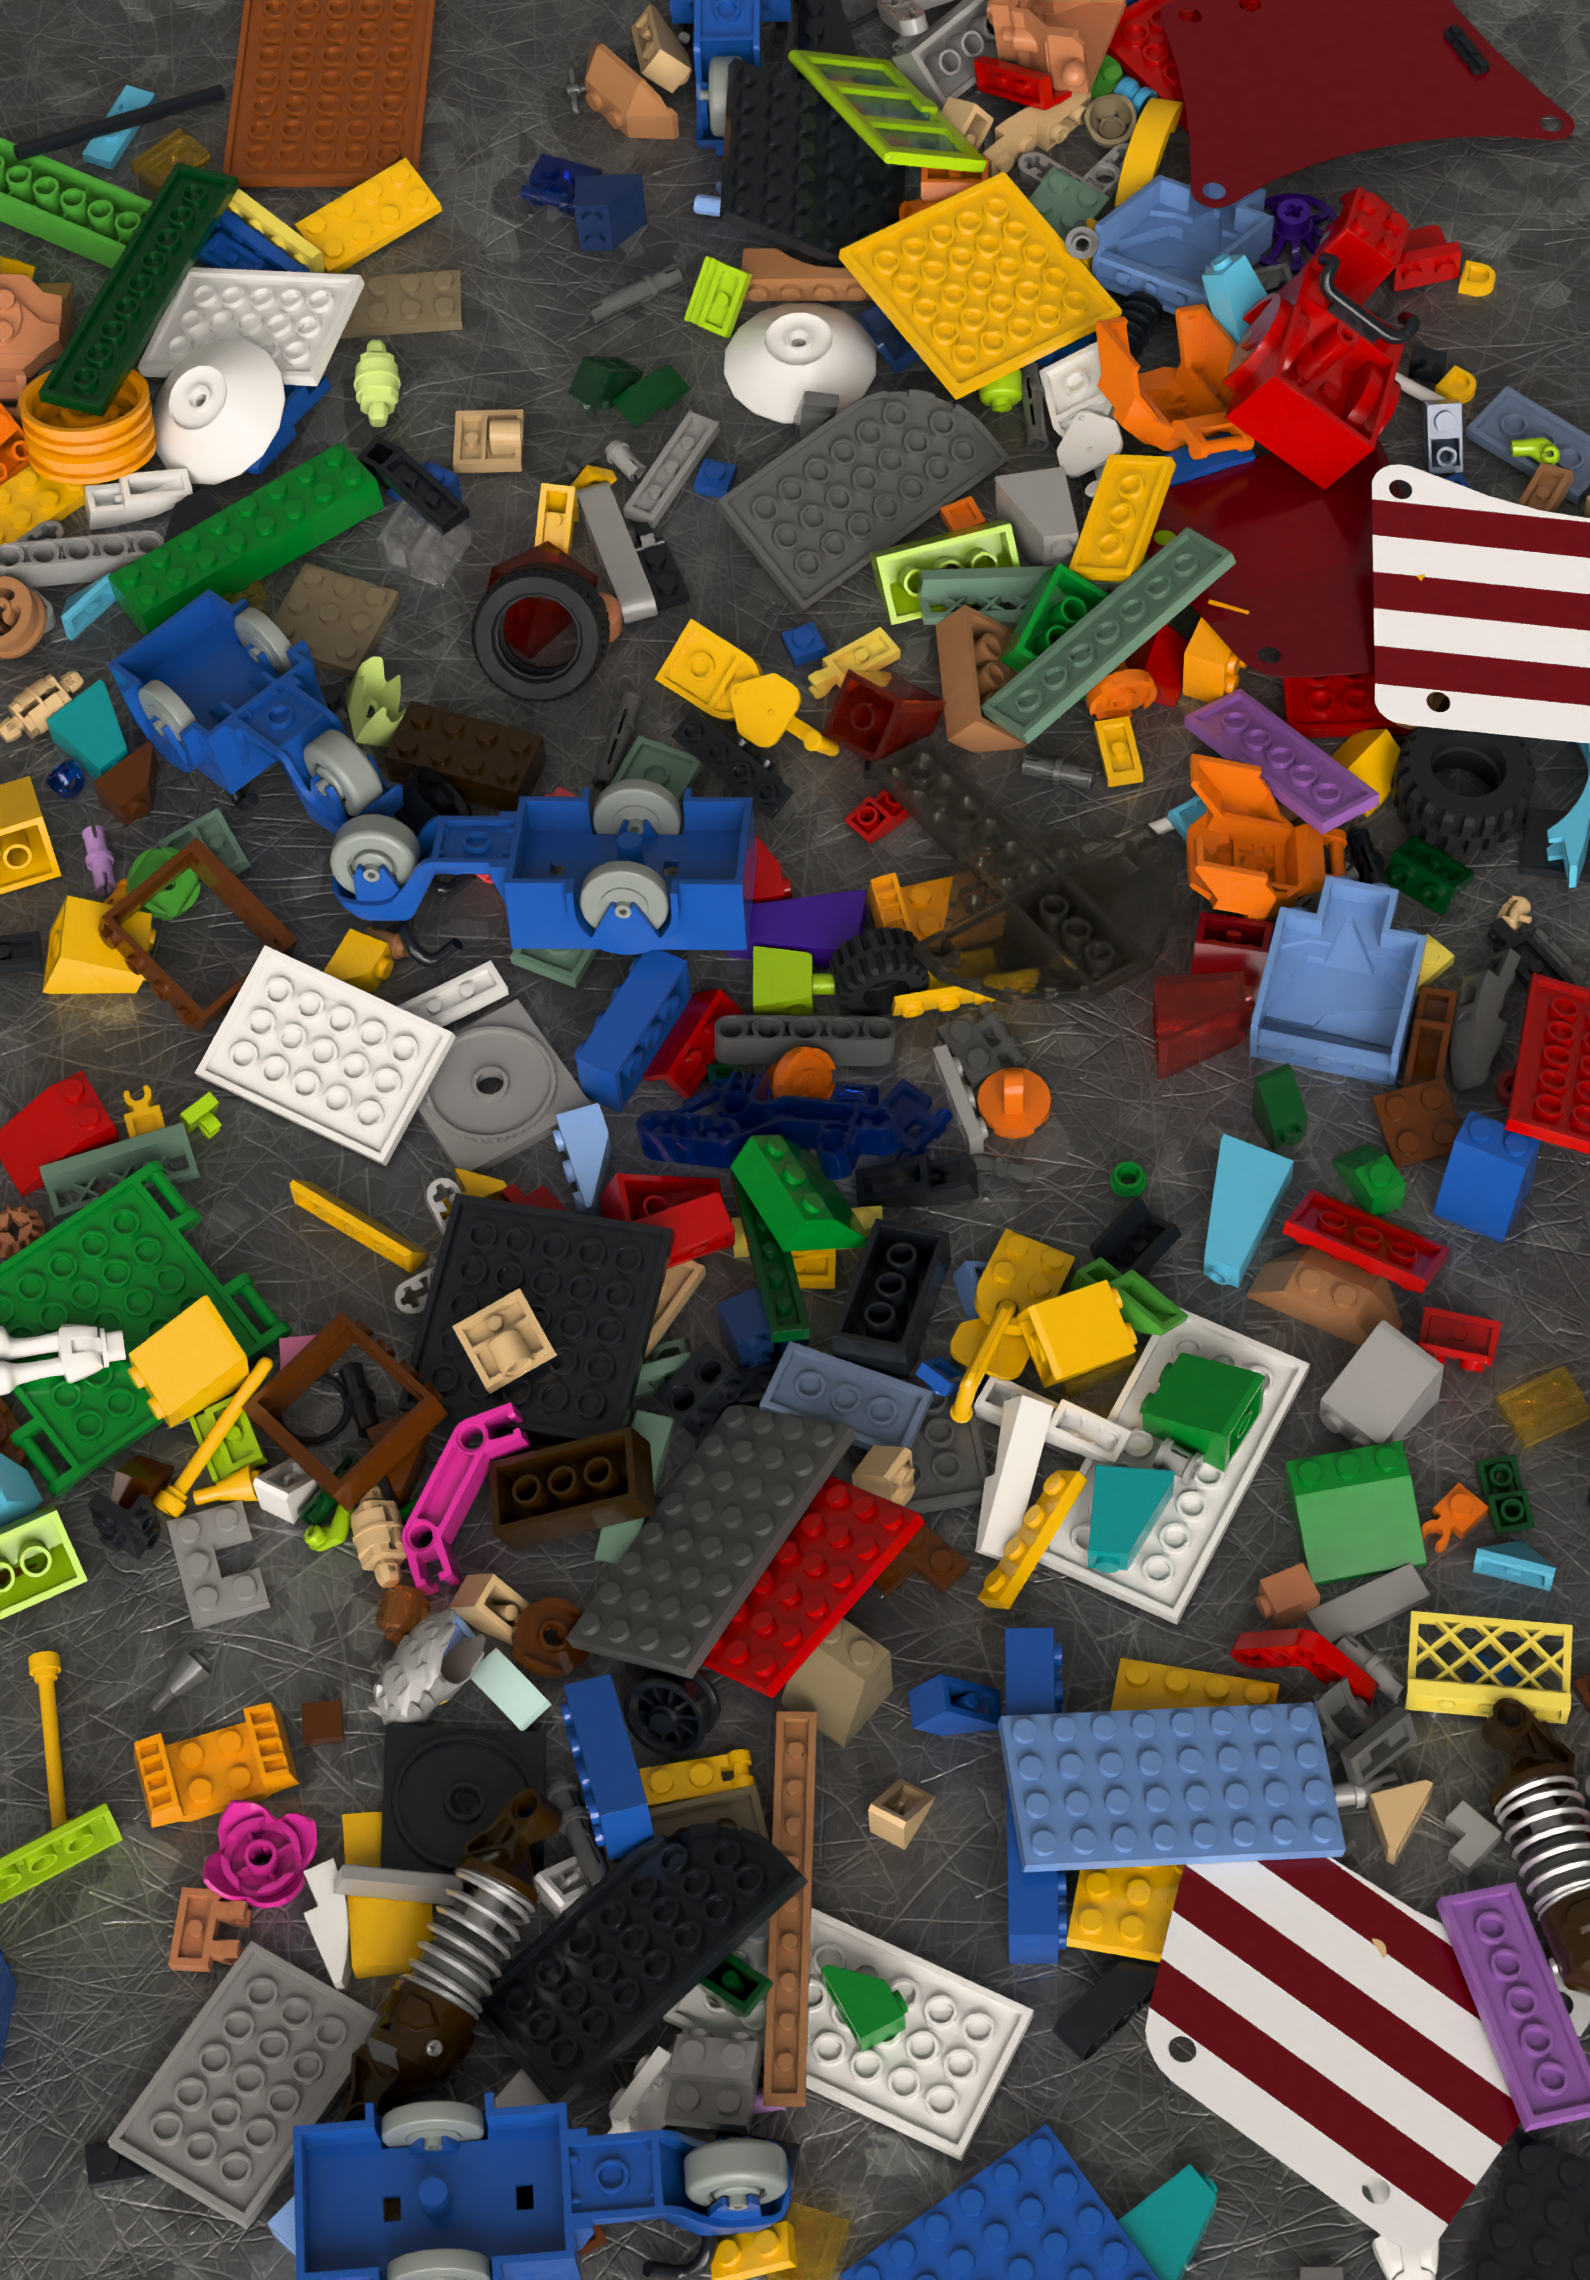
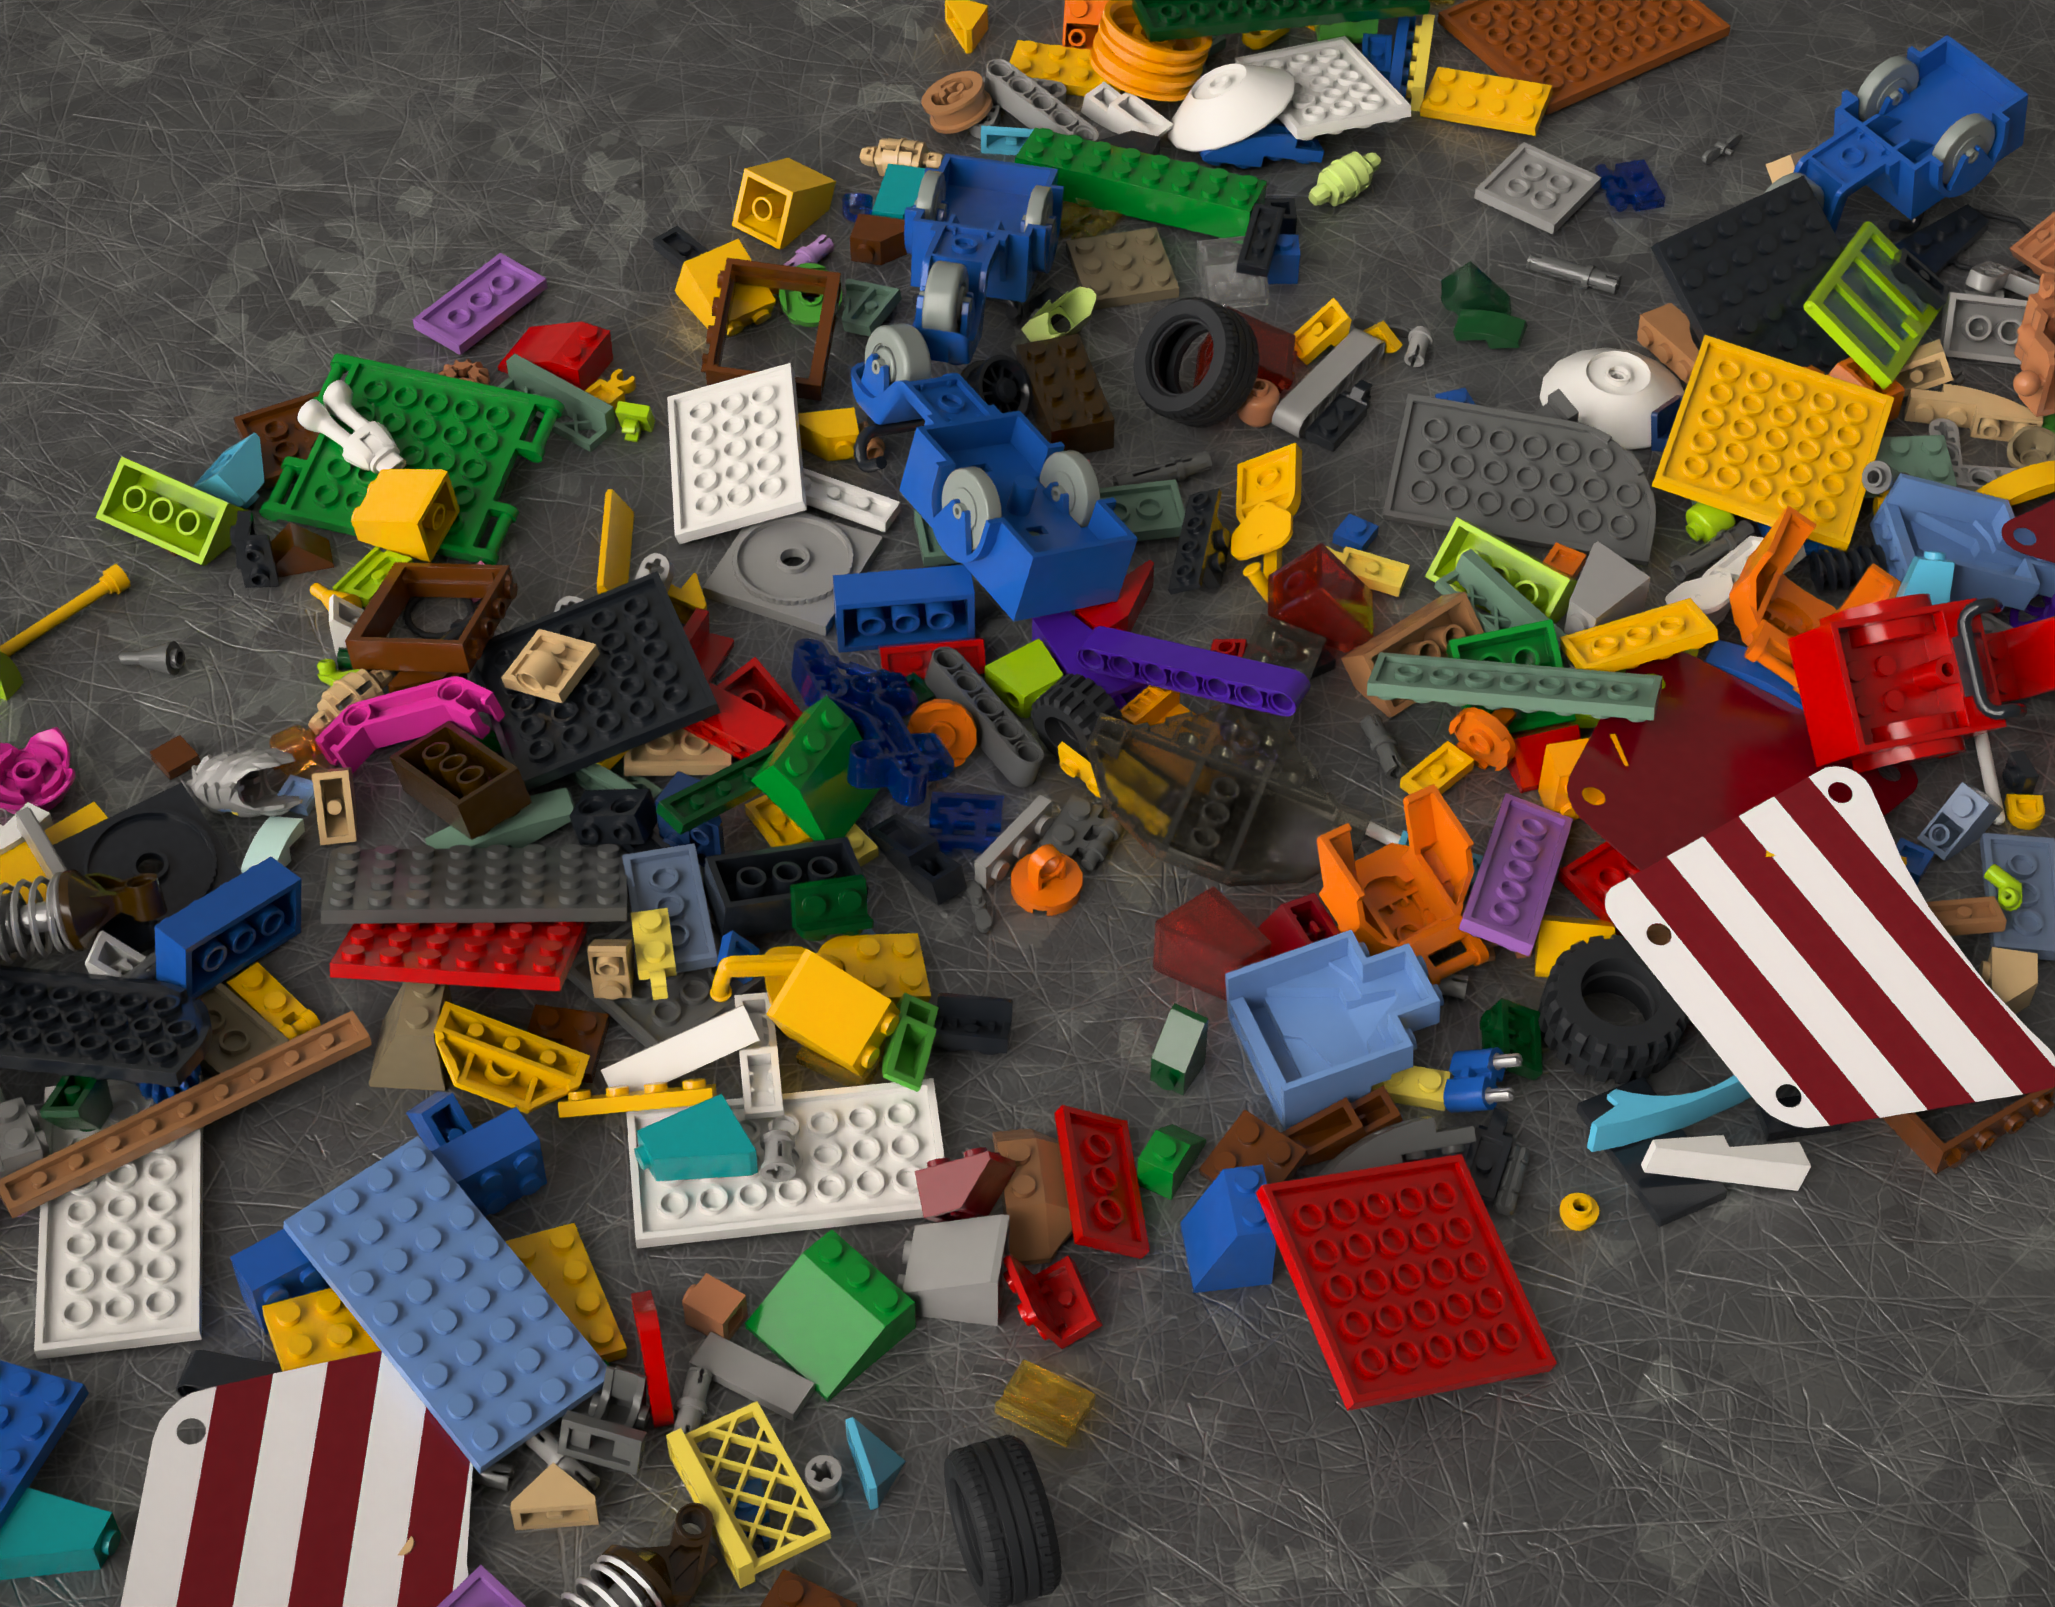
camera: 50 degrees right, 10 degrees down
(173, 1498) = (300, 574): yellow piece -> none
(207, 1593) = (243, 636): light grey plate -> none
(212, 1769) = (89, 713): light orange plate -> none
(407, 304) = (1429, 157): dark tan plate -> none
(488, 441) = (1359, 265): tan plate -> none
(508, 251) = (1537, 188): none -> light grey plate
(531, 1647) = (313, 835): reddish brown plate -> none
(588, 1153) = (774, 642): light blue slope -> none
(608, 209) = (1623, 212): dark blue slope -> none
(626, 97) = (1740, 165): medium nougat wedge -> none
(671, 469) = (1436, 375): light grey plate -> none
(671, 1711) = (307, 945): black wheel -> none
(718, 296) = (1613, 313): lime plate -> none
(865, 2005) = (120, 1207): green slope -> none
(881, 62) = (1923, 281): none -> black plate
(883, 1427) = (654, 949): none -> light yellow plate
(899, 1812) = (327, 1146): tan slope -> none
(908, 851) = (1194, 671): none -> dark purple beam
(936, 1613) = (505, 1061): none -> yellow wedge
(954, 1274) = (830, 907): none -> dark green bracket
(1017, 83) = (1999, 374): red panel -> none
(1131, 1171) = (1034, 985): green plate -> none
(1204, 1407) = (836, 1147): green slope -> none
(1244, 1201) = (1079, 1074): medium azure slope -> none
(1328, 1335) = (963, 1186): none -> slope
(1361, 847) = (1483, 995): black pin -> none
(1454, 1514) = (891, 1396): orange plate -> none
(1456, 920) = (1475, 1079): none -> blue piece
(1476, 1837) = (560, 1575): light grey piece -> none
(1504, 1495) = (937, 1422): dark green slope -> none
(1515, 912) = (1527, 1125): tan piece -> none
(1516, 1596) = (824, 1480): none -> light grey bush

